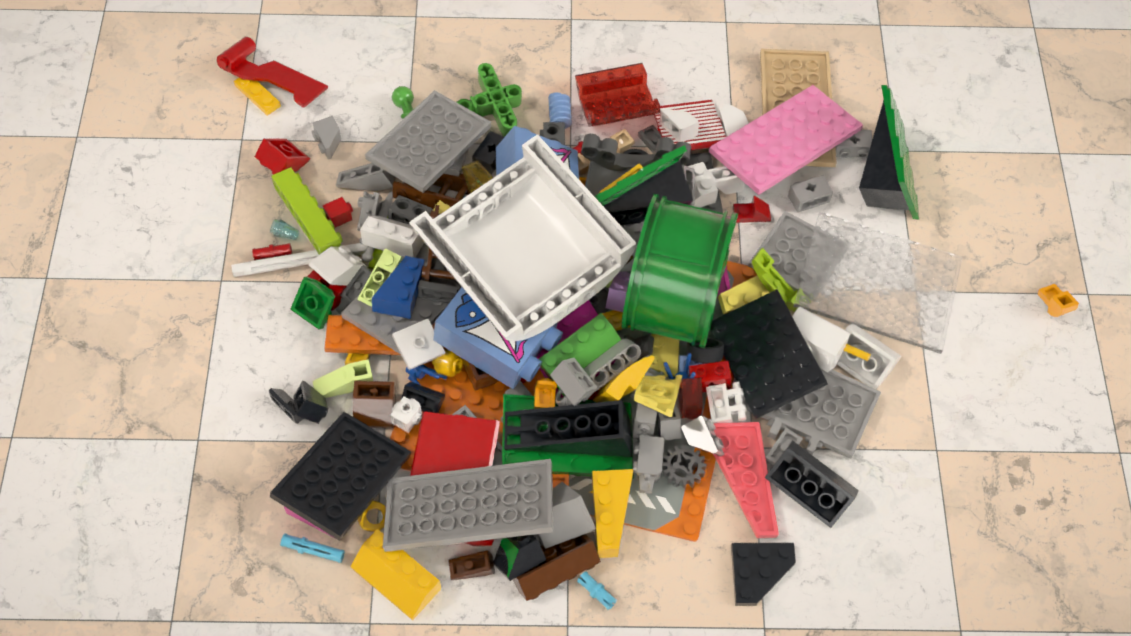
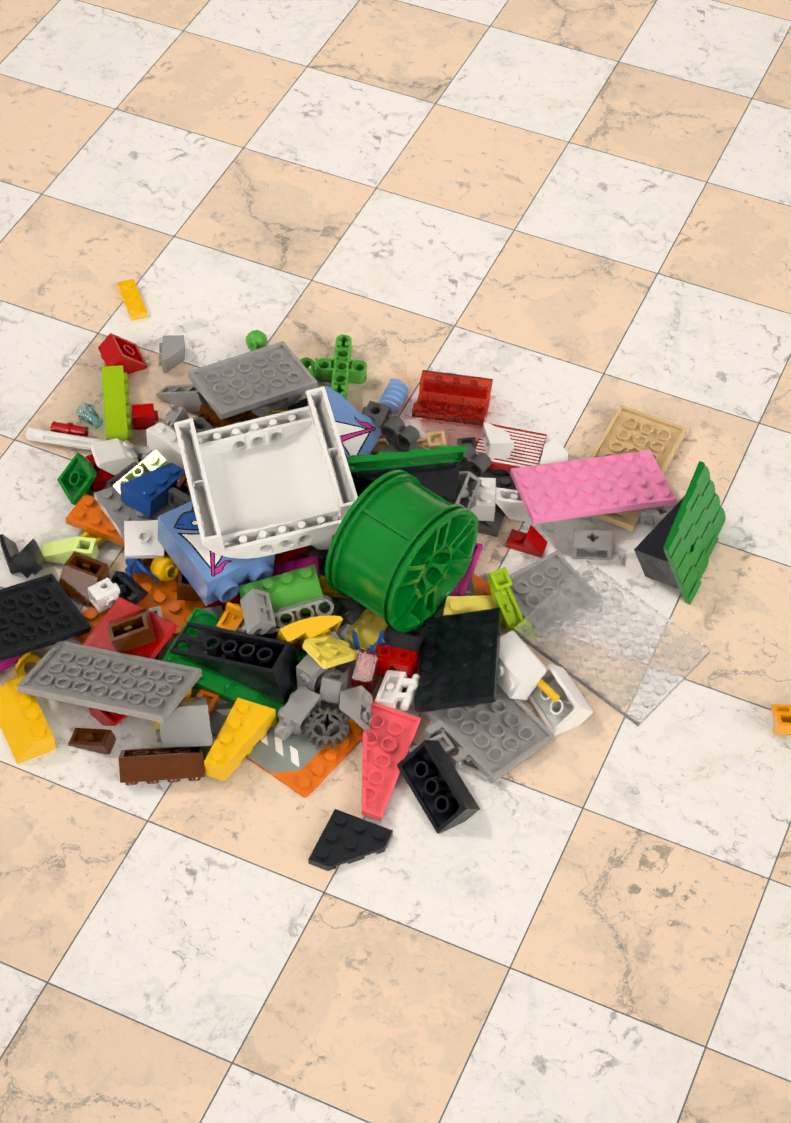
camera: 25 degrees right, 10 degrees down
(302, 86) = (171, 302): red door -> none
(459, 442) = (131, 630): none -> reddish brown slope
(518, 555) = (135, 739): black slope -> none
(597, 590) = (188, 800): medium azure pin -> none

